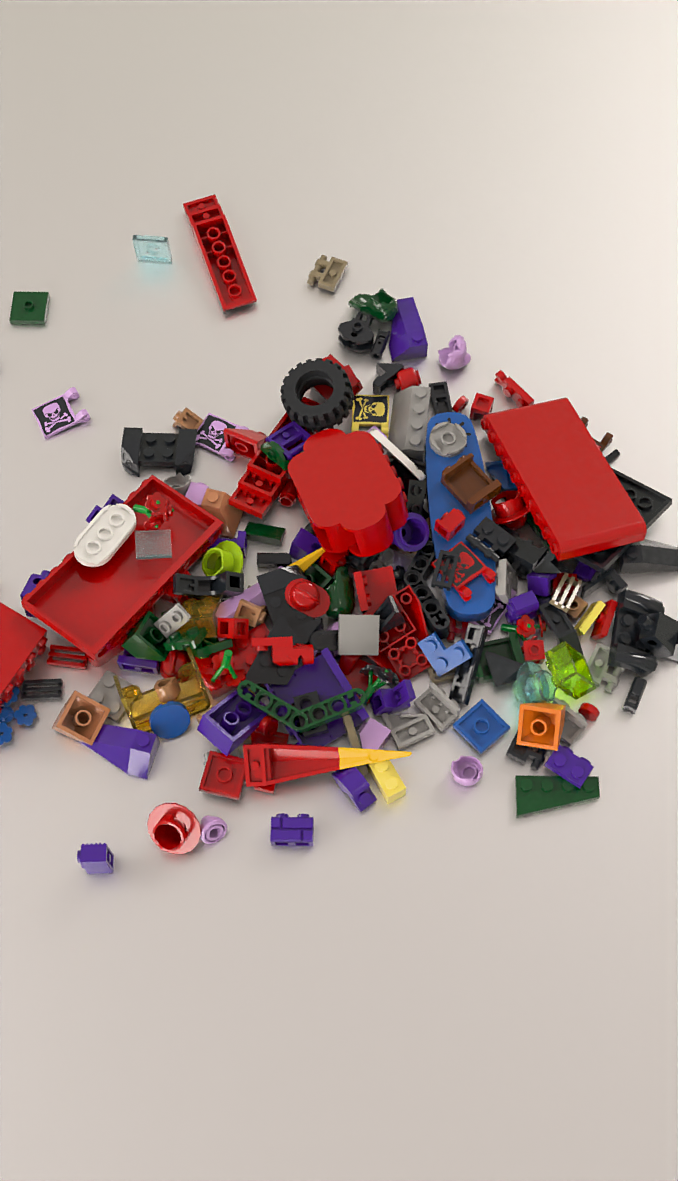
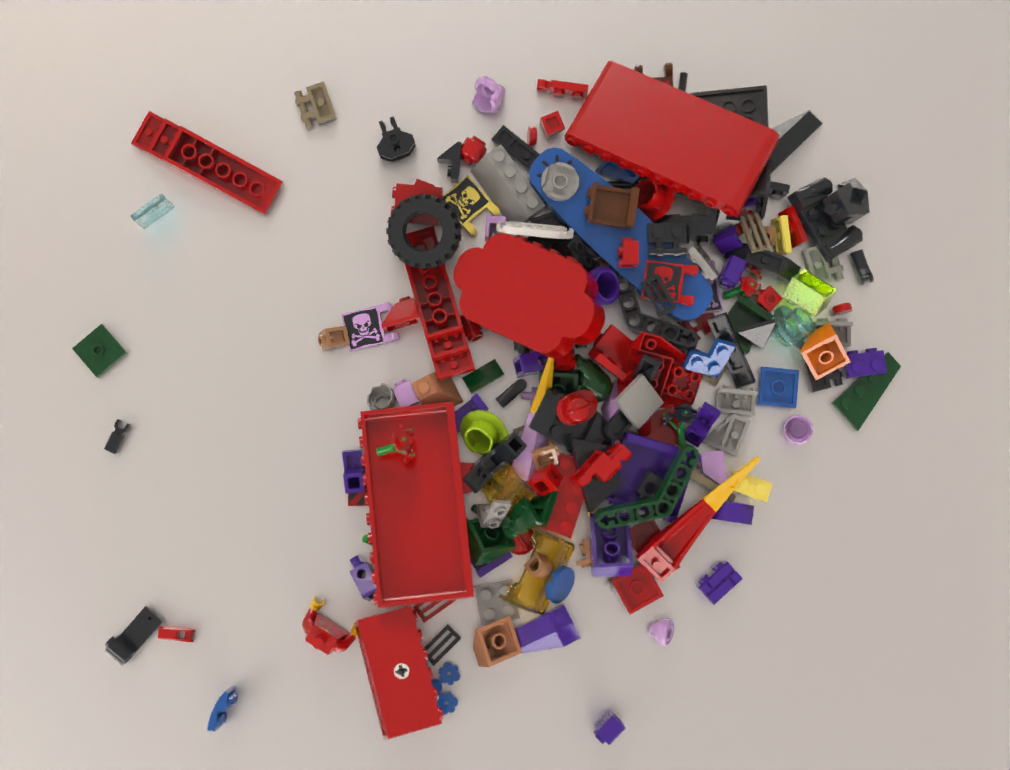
camera: 50 degrees left, 20 degrees up
(58, 415) = (223, 423): flag -> none
(104, 535) = (381, 496): white tile -> none
(153, 544) = (424, 469): clear light blue piece -> none
(158, 450) = (336, 381): black piece -> none
(174, 828) = (641, 658): helmet -> none
(222, 664) = (571, 513): red plant -> none
(268, 726) = (636, 529): red tile -> none
(275, 453) = (439, 310): dark green plate -> none
(288, 436) = (432, 288): dark purple plate -> none
(379, 344) = (419, 136): black bar -> none
(380, 305) = (384, 103): dark green piece -> none
(399, 574) = (615, 320): black plate -> none
(407, 333) = (429, 104): dark purple wedge -> none

